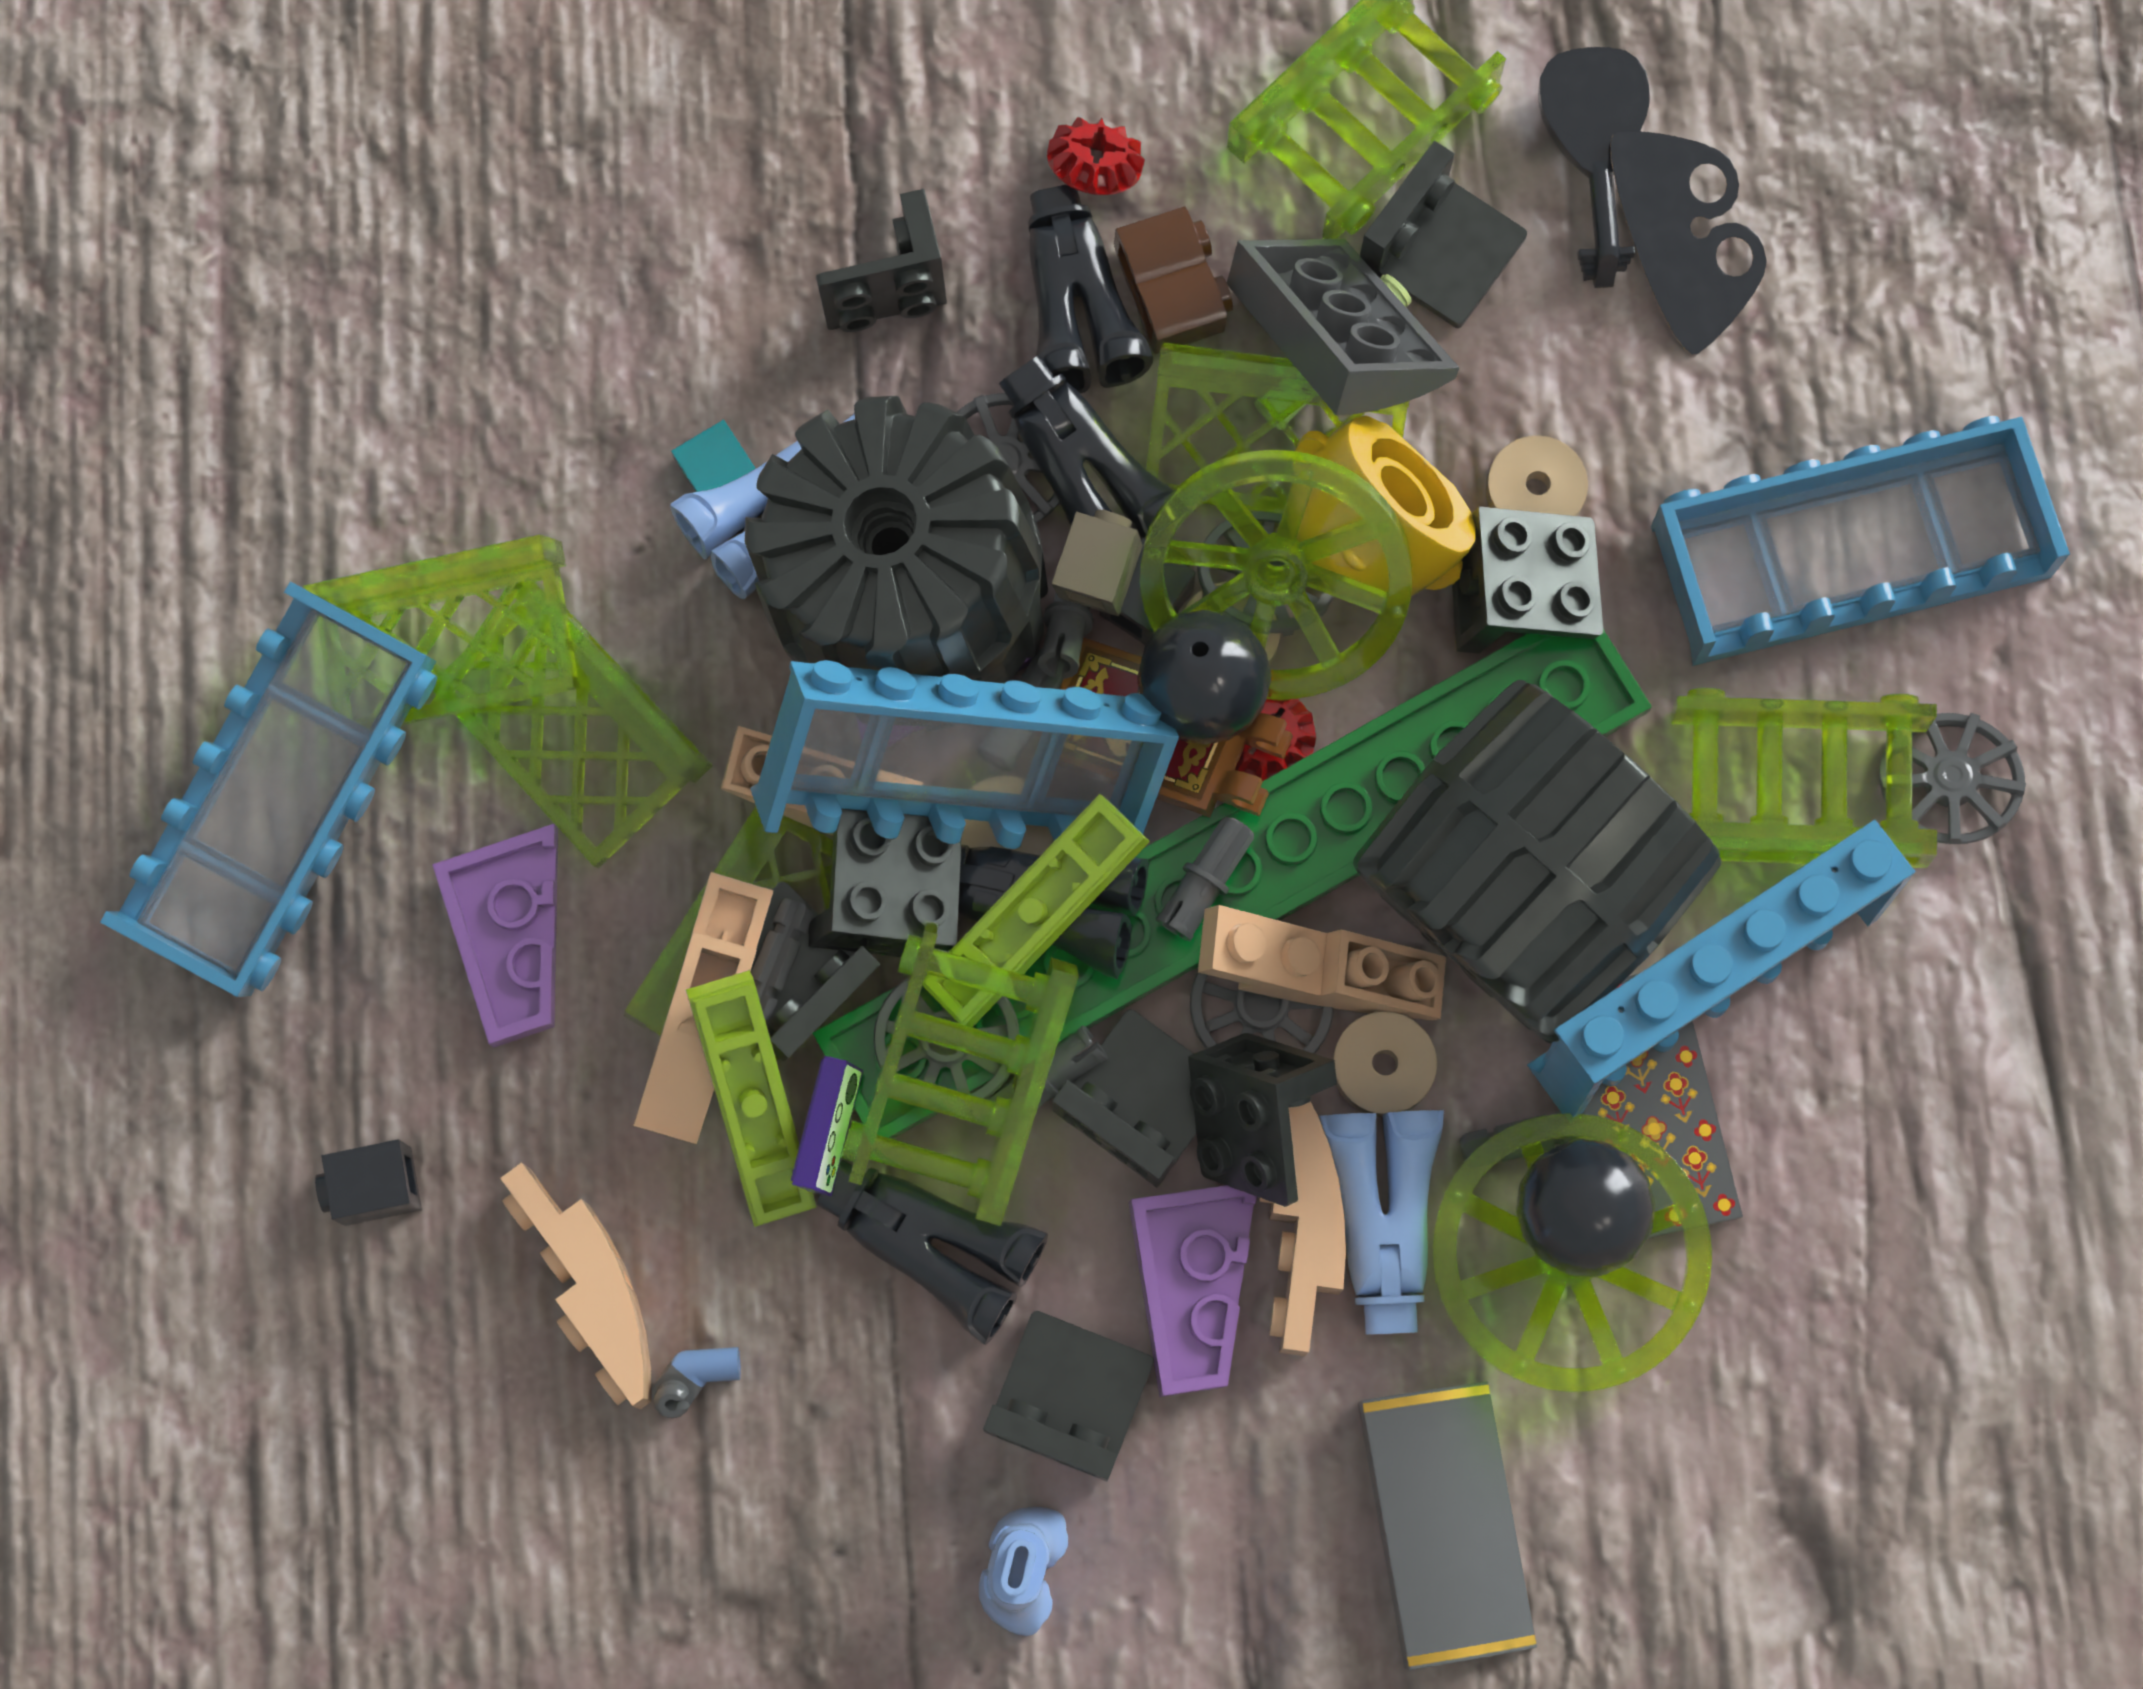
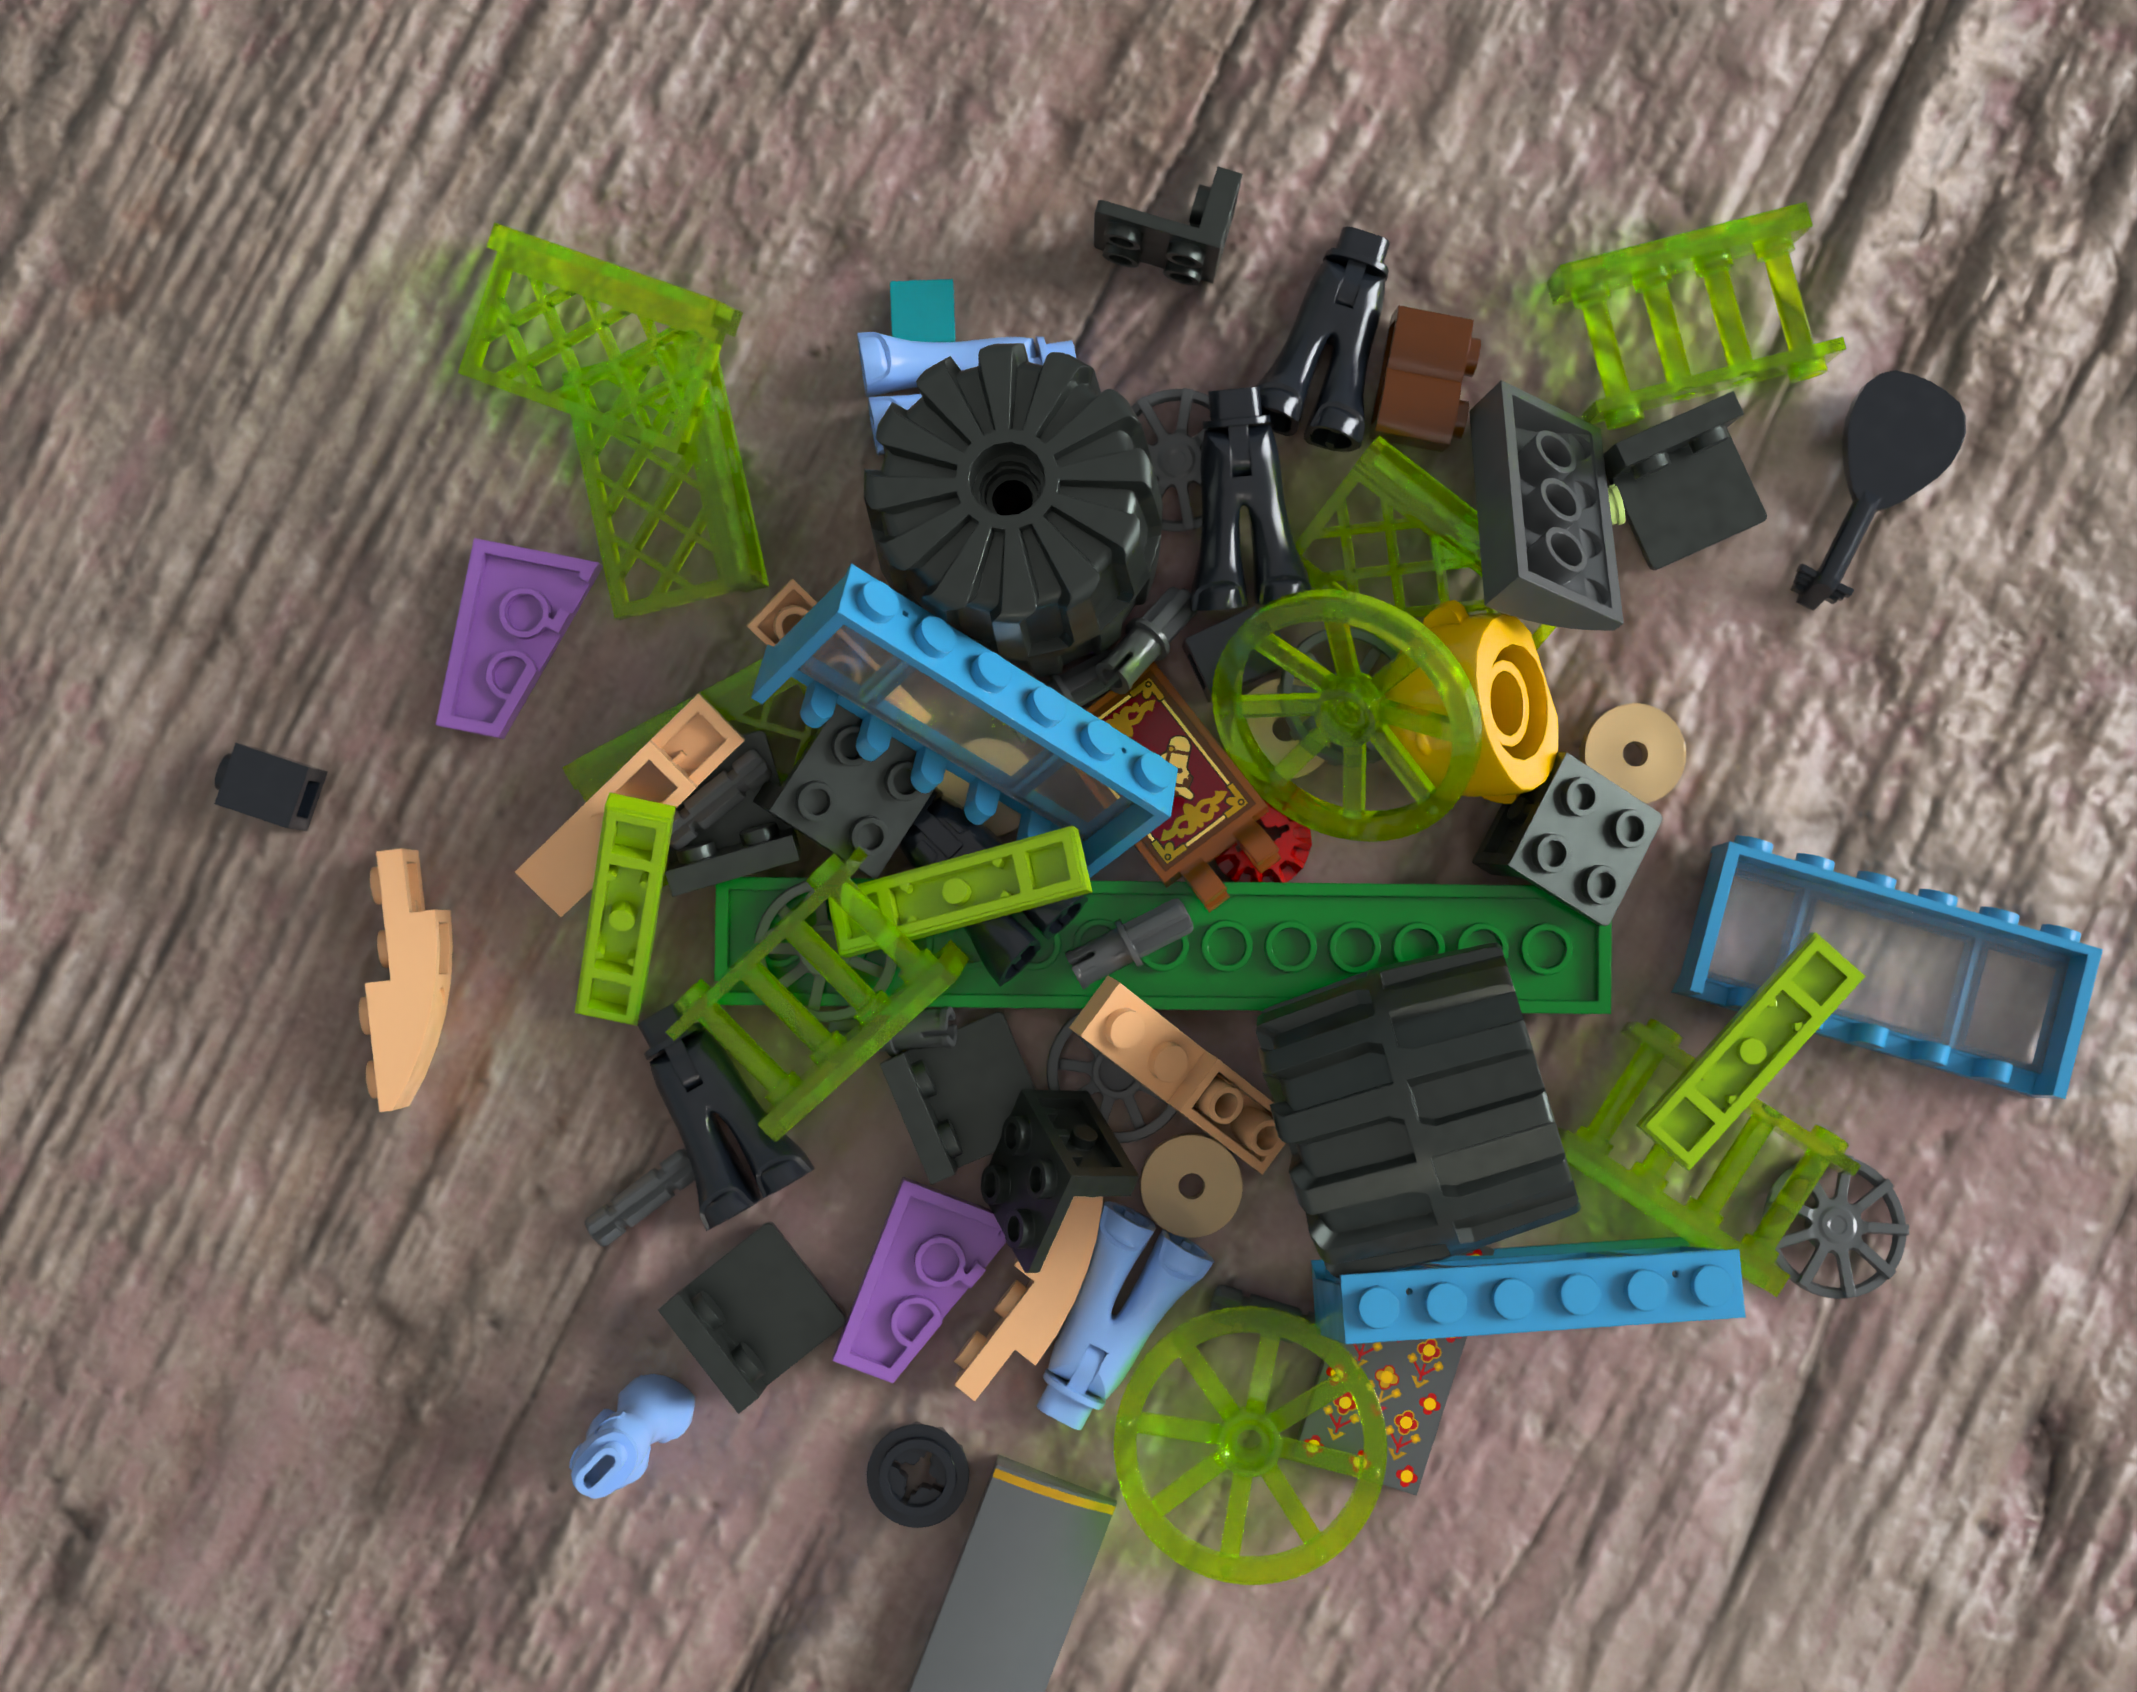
camera: 25 degrees right, 10 degrees up
(274, 795) = (368, 397): clear window -> none
(689, 1373) = (448, 1105): arm -> none
(826, 1126) = (676, 970): dark purple tile -> none
(908, 1356) = (640, 1198): none -> dark grey axle
(1073, 164) = (1398, 218): red gear -> none
(1098, 561) = (1199, 608): dark tan brick -> none
(1205, 676) = (1228, 772): black piece -> none
(1319, 1435) = (929, 1502): none -> black gear
(1585, 1208) = (1279, 1427): black piece -> none
(1659, 206) = (1899, 564): black piece -> none
(1784, 663) = (1750, 1050): none -> lime plate

